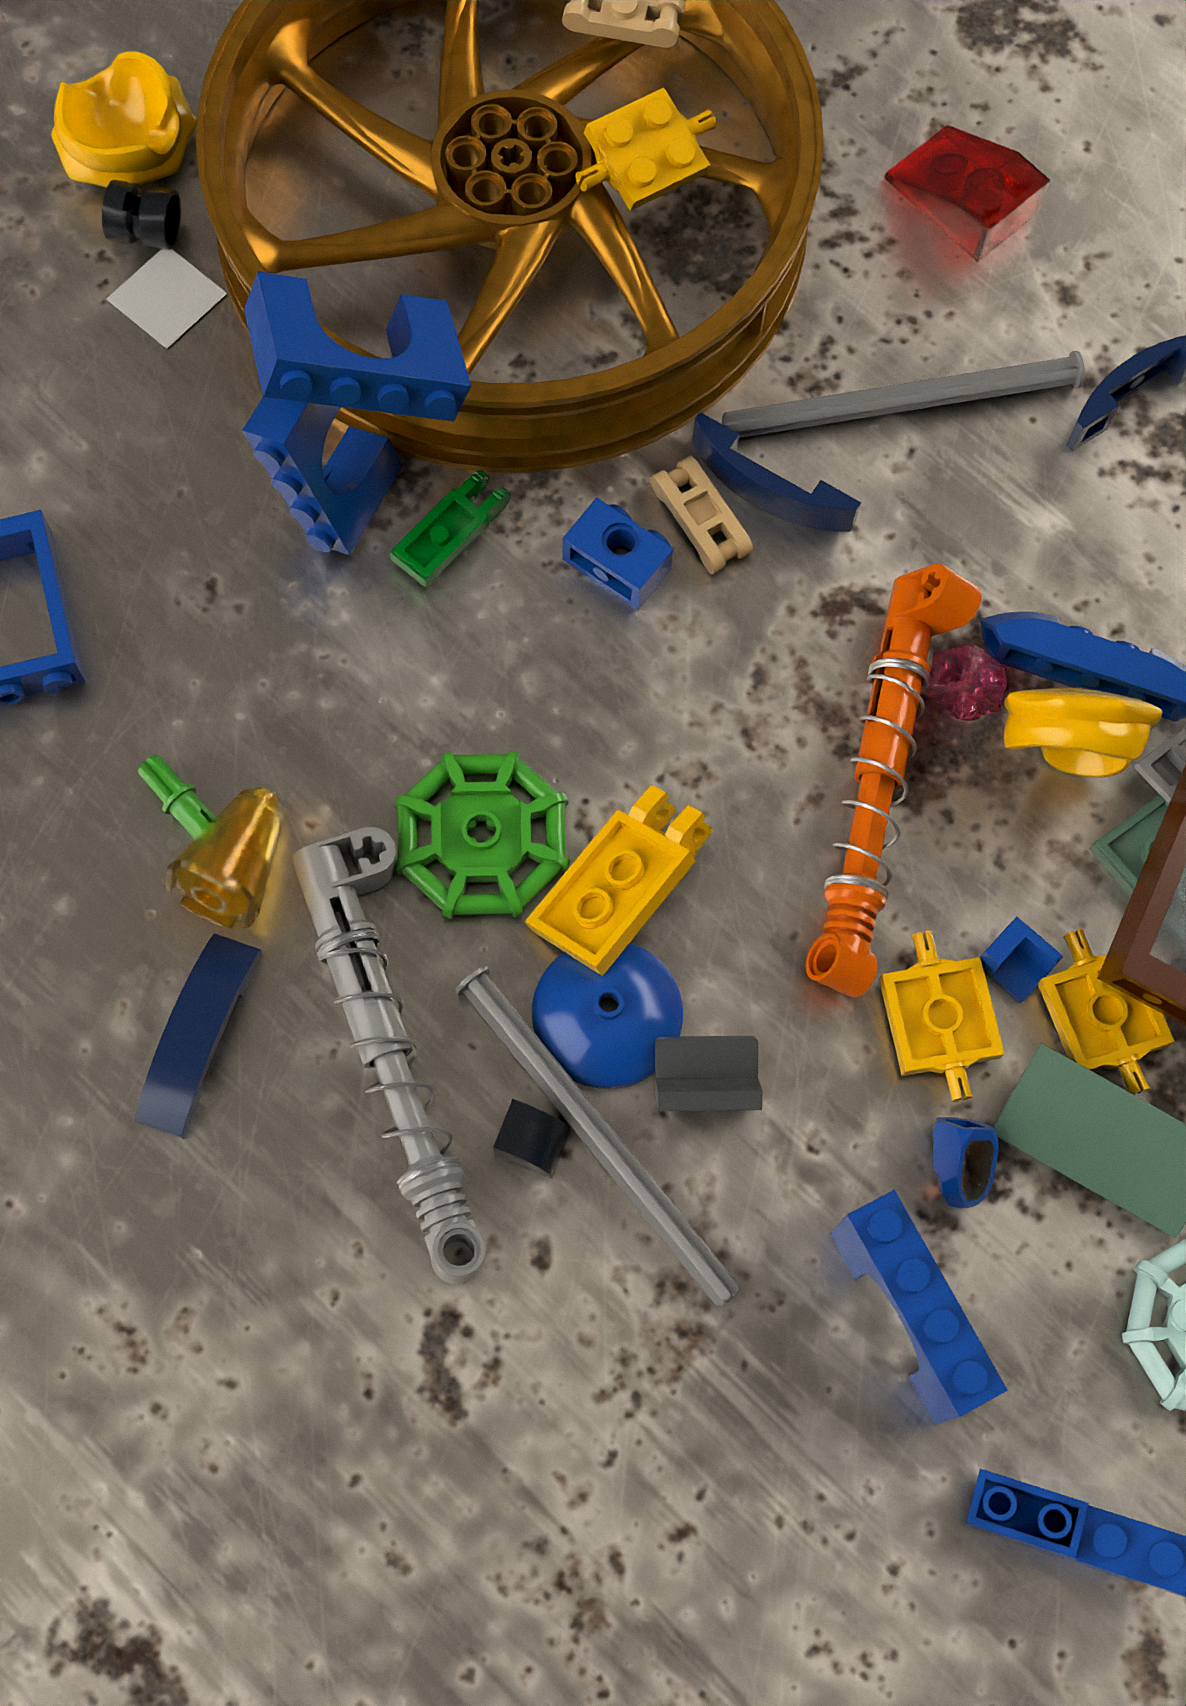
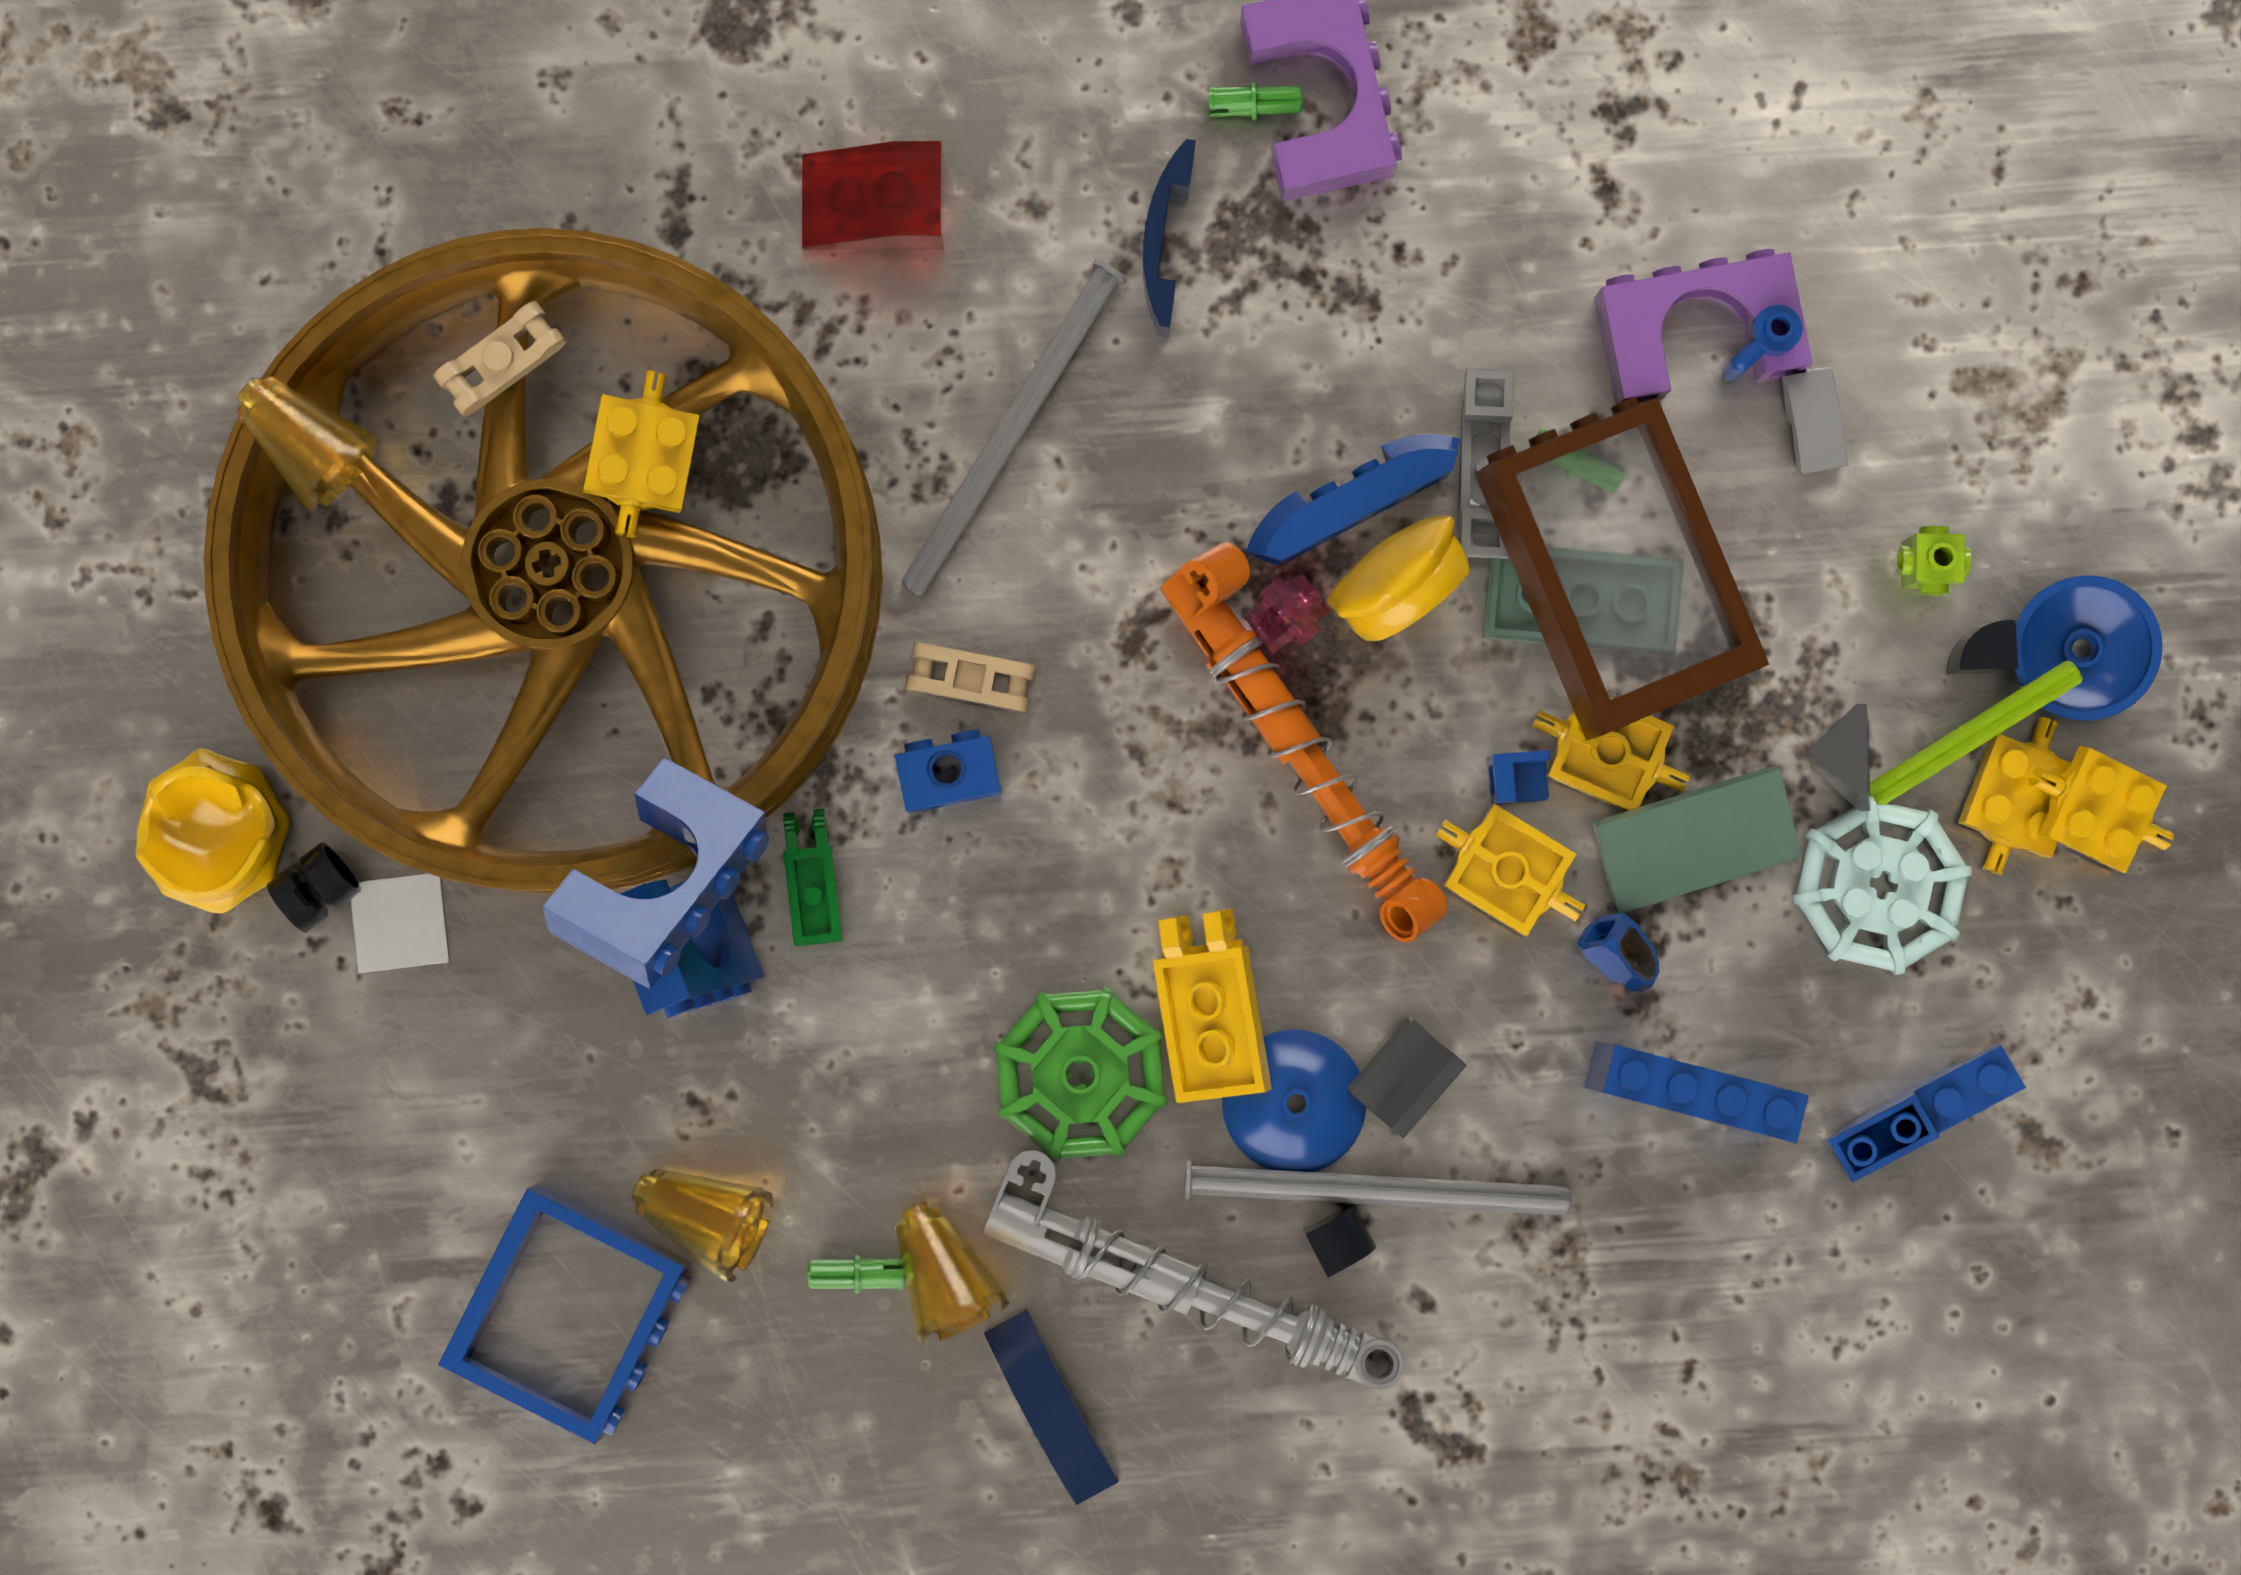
camera: 45 degrees left, 15 degrees up
(129, 657) = (705, 1217): none -> clear yellow cone
(821, 510) = (930, 613): dark blue slope -> none

